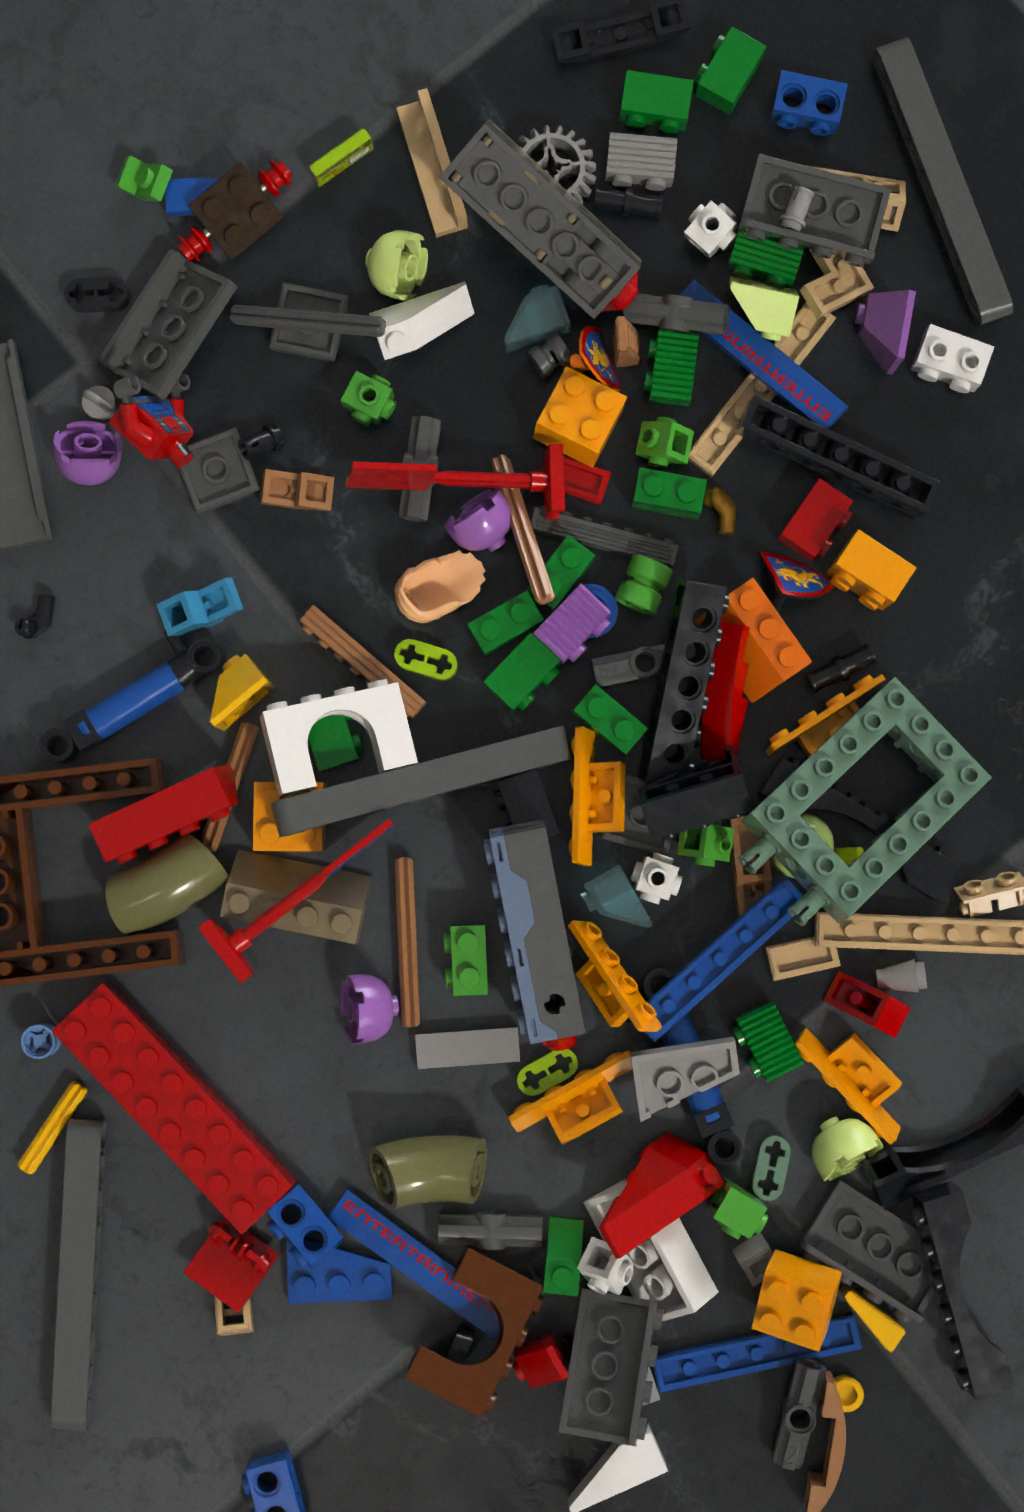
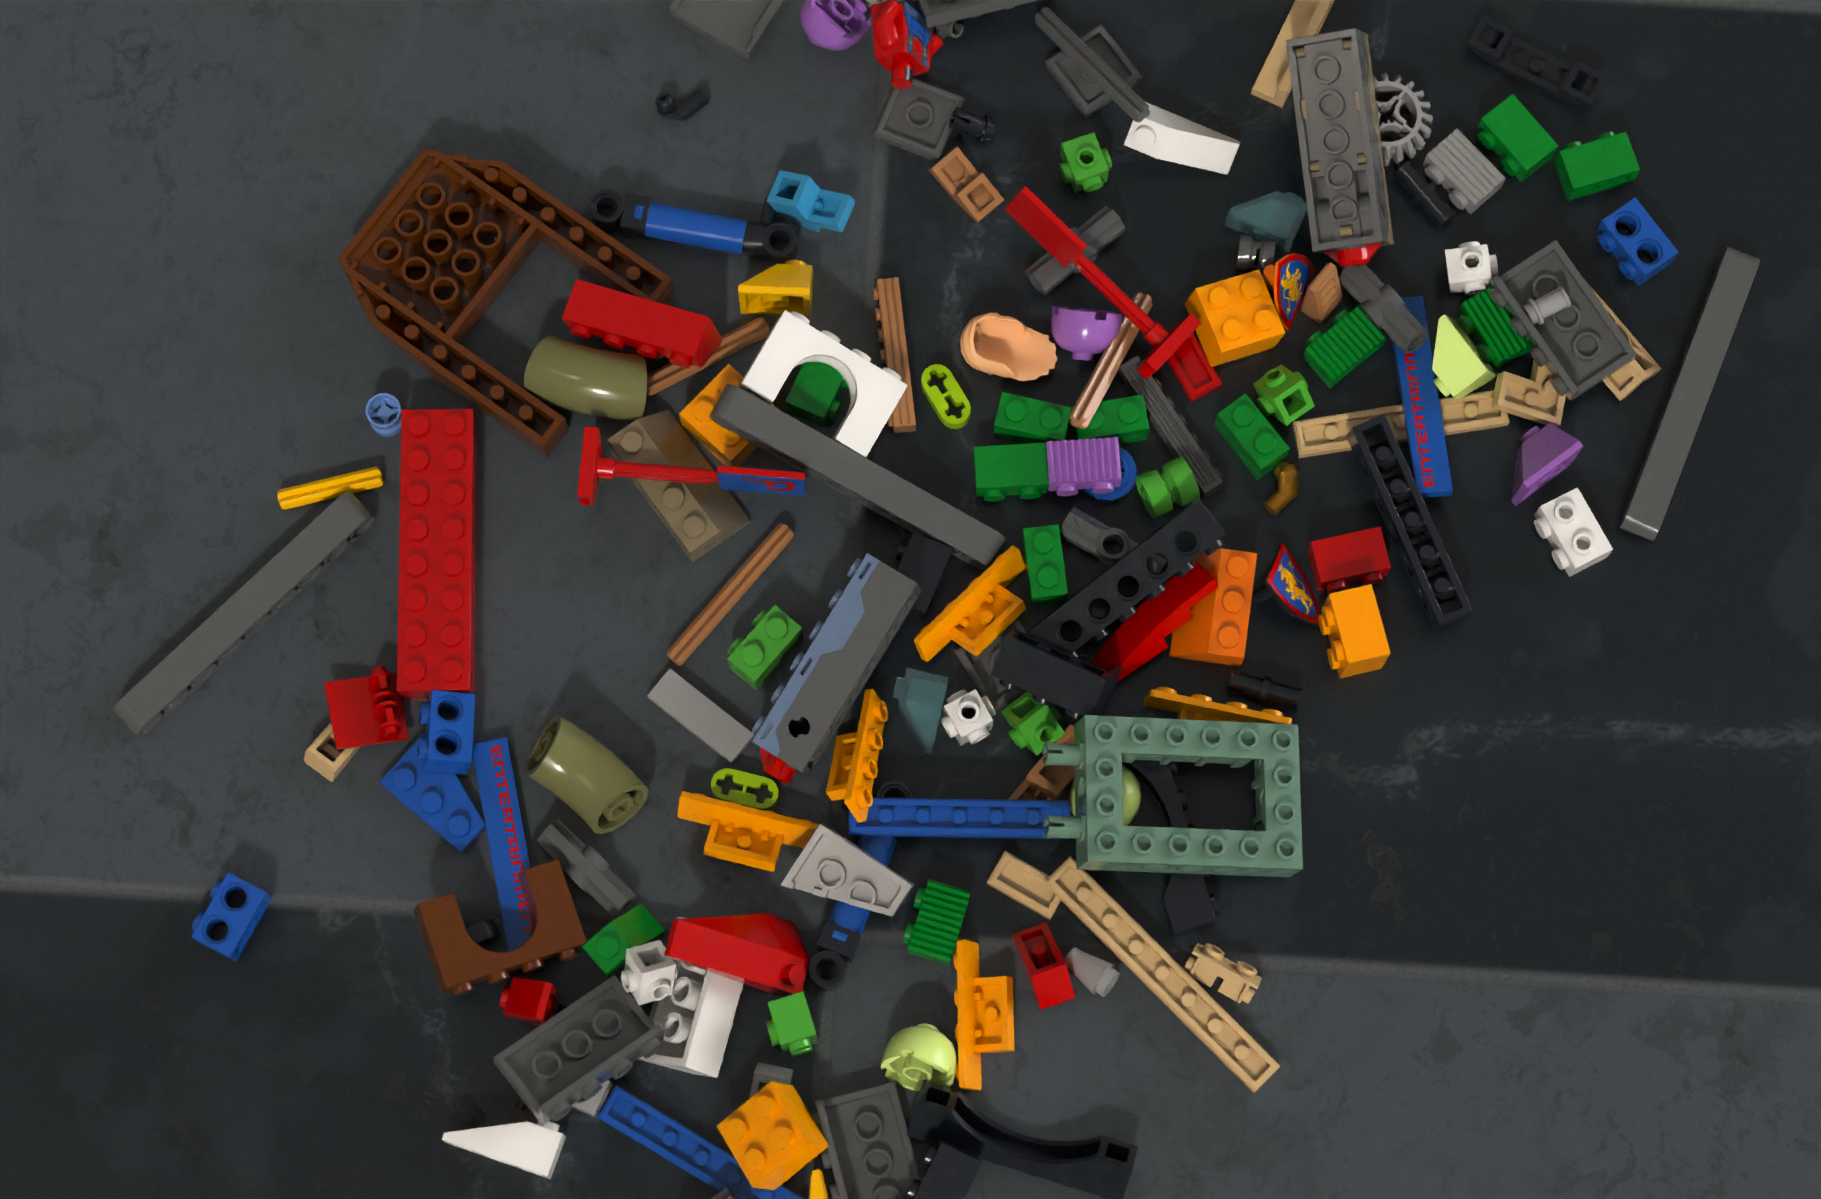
camera: 40 degrees right, 10 degrees down
(367, 1007) = (653, 612): medium lavender cylinder -> none
(397, 264) = (1201, 85): yellowish green cylinder -> none
(762, 1165) = (844, 1016): sand green beam -> none

